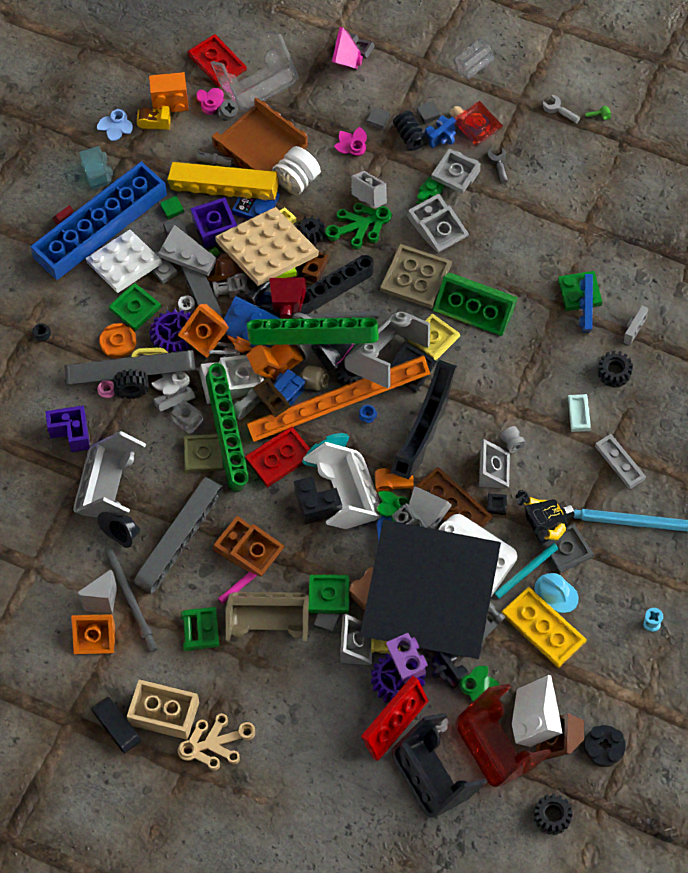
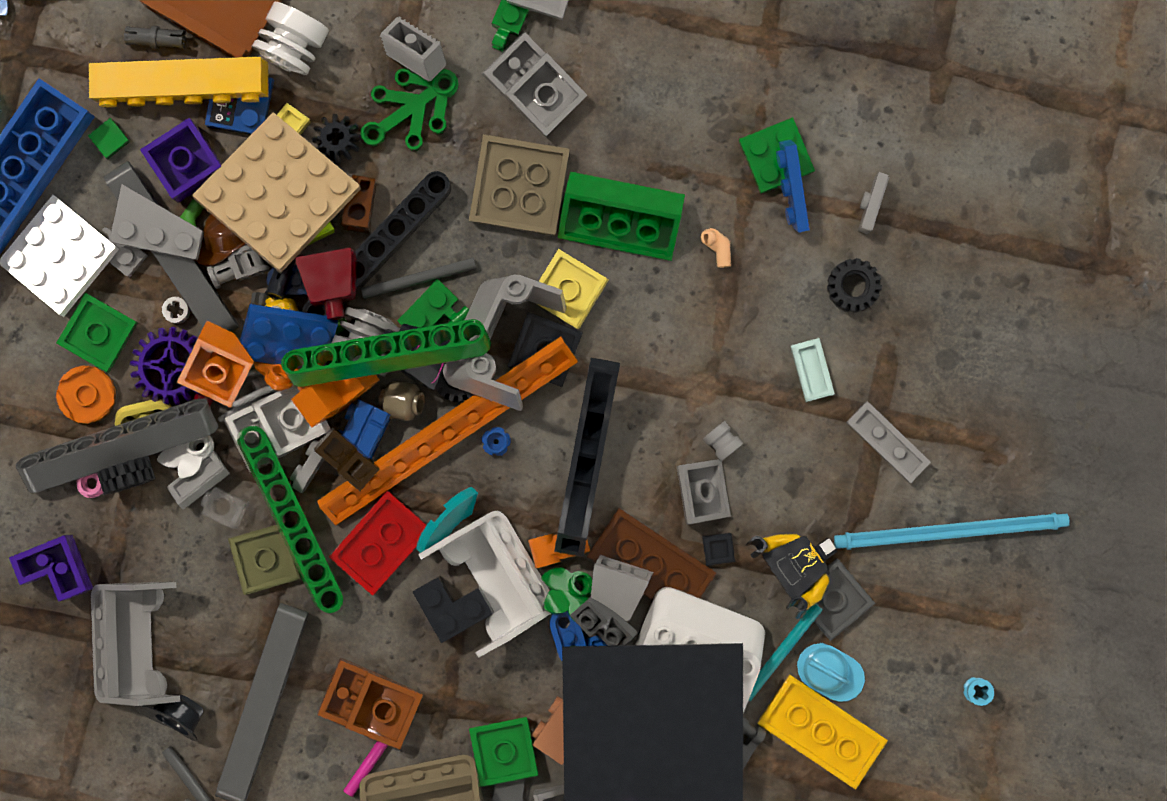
camera: 15 degrees left, 25 degrees up
(534, 331) = (719, 244): none -> light nougat arm

